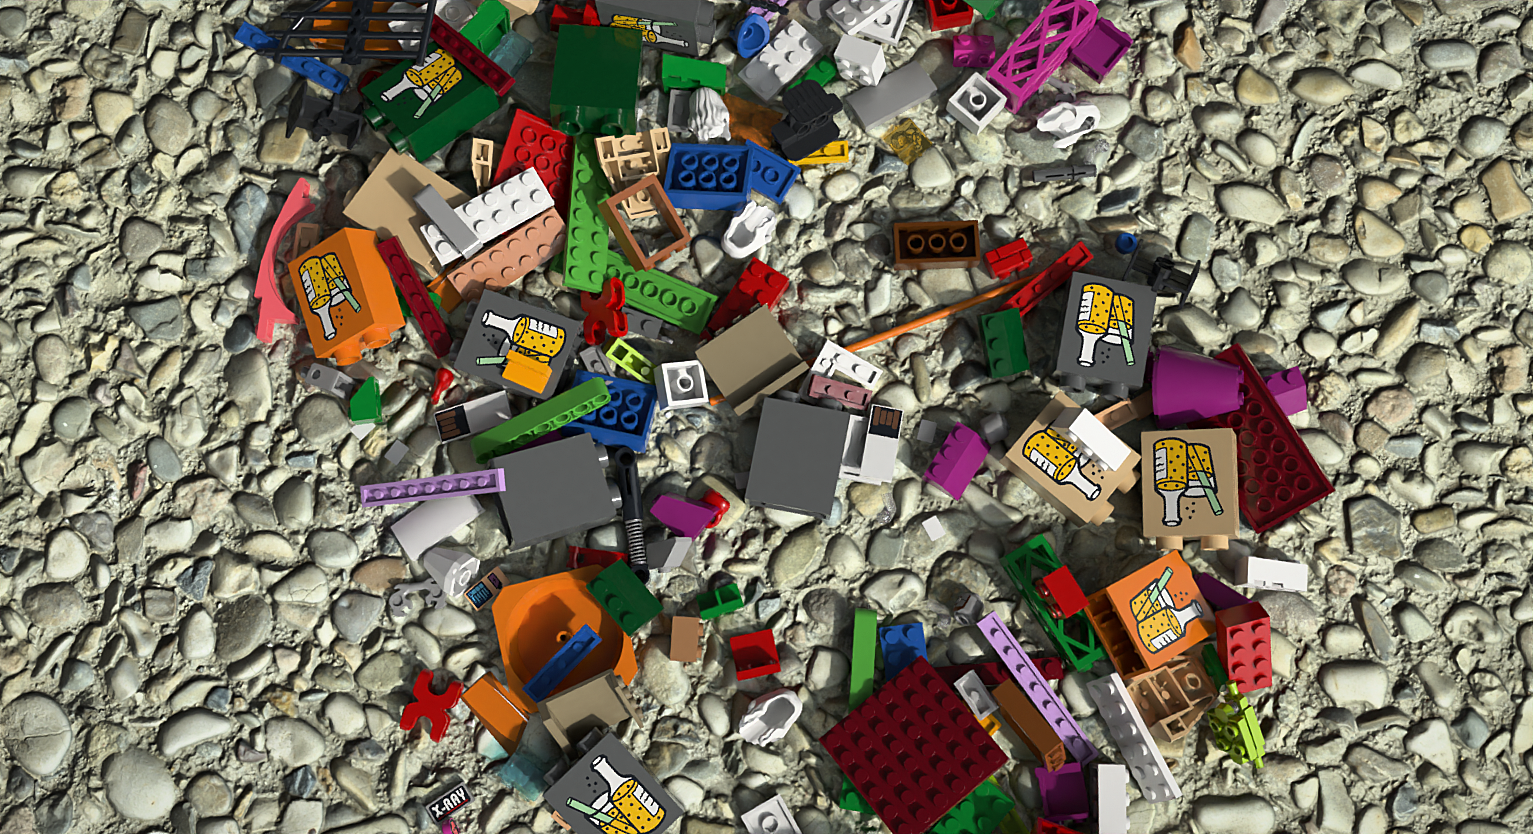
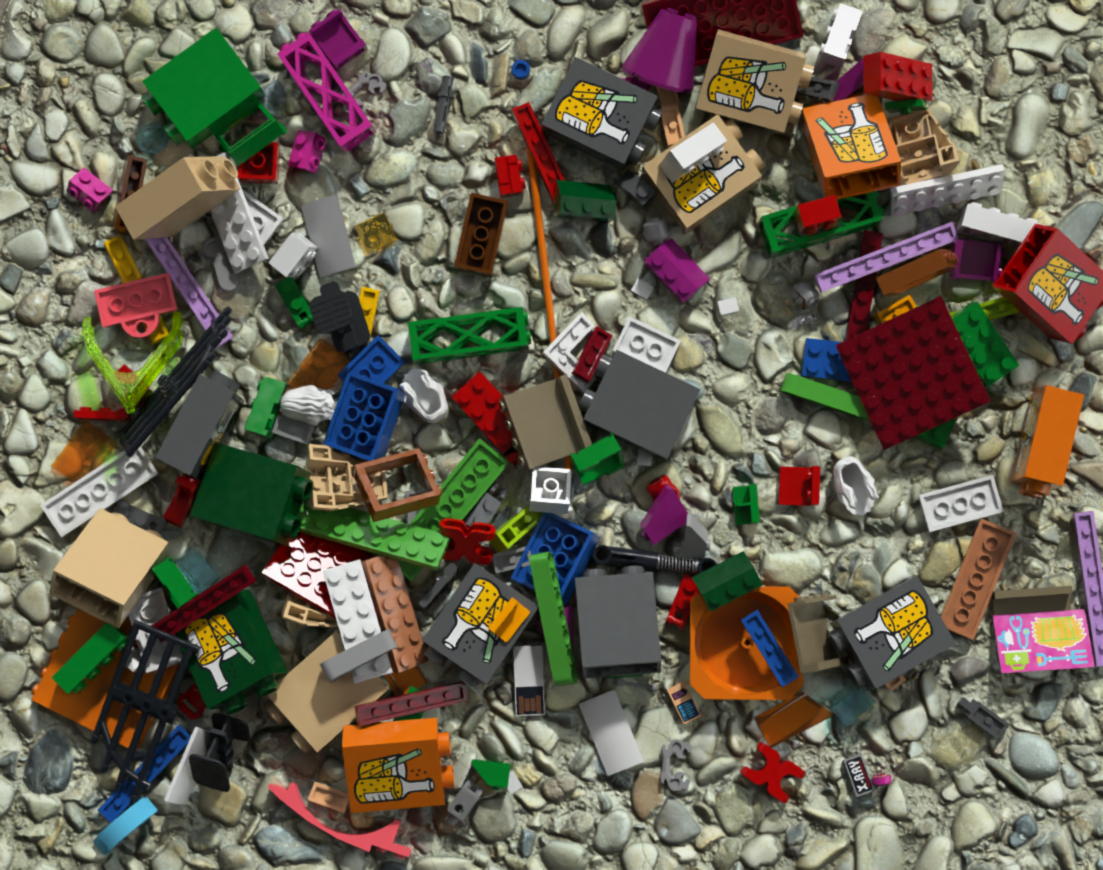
camera: 75 degrees left, 5 degrees up
(234, 50) = (124, 825): none -> medium azure arch
(281, 90) = (183, 780): none -> white slope
(396, 452) = (542, 756): white sticker -> none
(433, 488) = (590, 725): lavender plate -> none
(442, 381) = (490, 700): red piece -> none
(451, 569) = (660, 729): white cone -> none
(496, 551) = (653, 687): none -> light grey hinge
(551, 298) = (439, 586): none -> dark grey hinge
(686, 639) = (771, 541): medium nougat brick -> none
(725, 426) = (598, 460): none -> green piece
(751, 35) = (239, 347): blue helmet -> none
(780, 61) = (269, 327): white plate -> none
(815, 203) = (483, 320): none -> green piece
(881, 443) = (646, 330): white piece -> none
(976, 103) = (360, 163): white brick -> none
(976, 695) = (881, 309): white hinge -> none
(1033, 396) = (636, 188): none -> dark grey slope
(1069, 121) = (399, 85): white hair -> none
(1163, 274) = (563, 47): black piece -> none
(1203, 564) = (819, 89): none -> dark grey hinge
(1237, 728) = (959, 103): lime piece -> none

